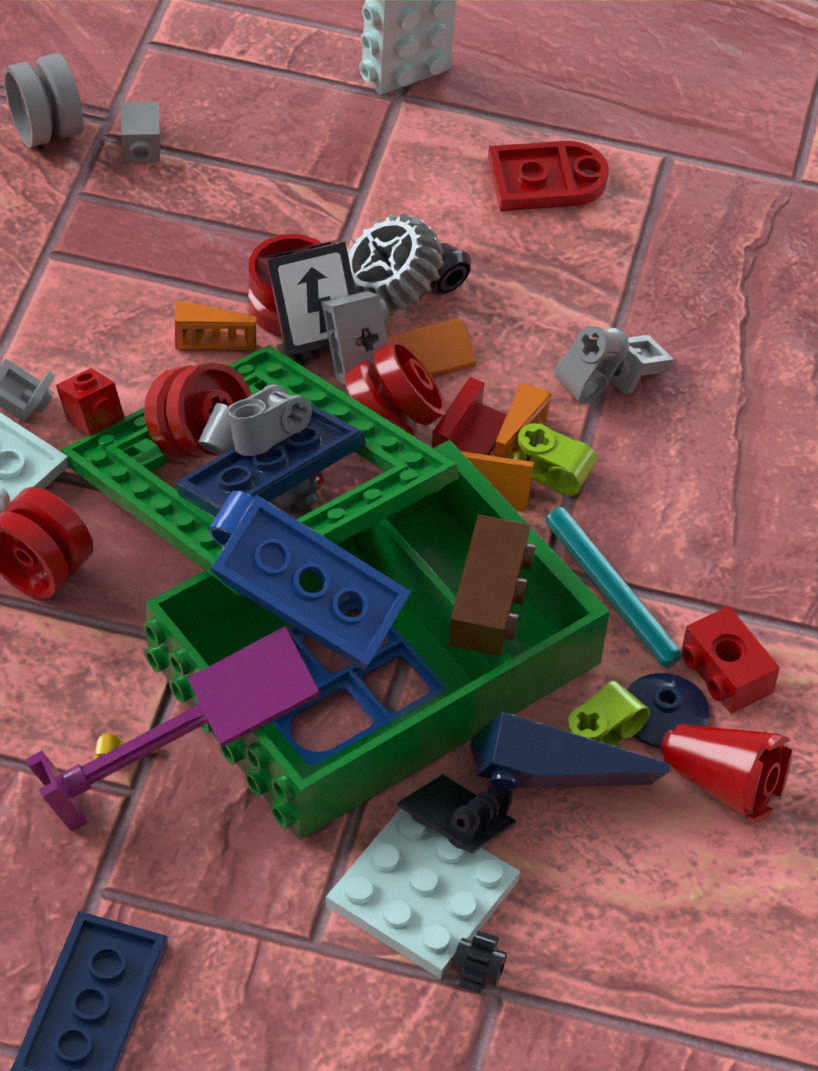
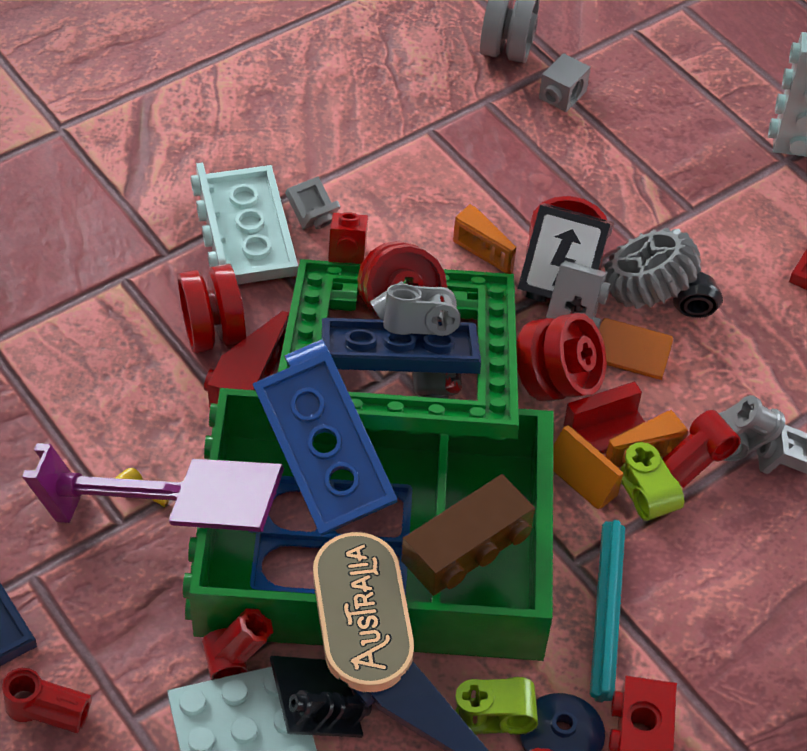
camera: 40 degrees right, 0 degrees up
(116, 581) = (249, 359): none -> red slope
(235, 977) = (47, 704): none -> red piece
(352, 823) = (232, 646): none -> red piece
(461, 704) = (363, 611): none -> dark tan tile
(577, 390) = (708, 441): none -> red piece

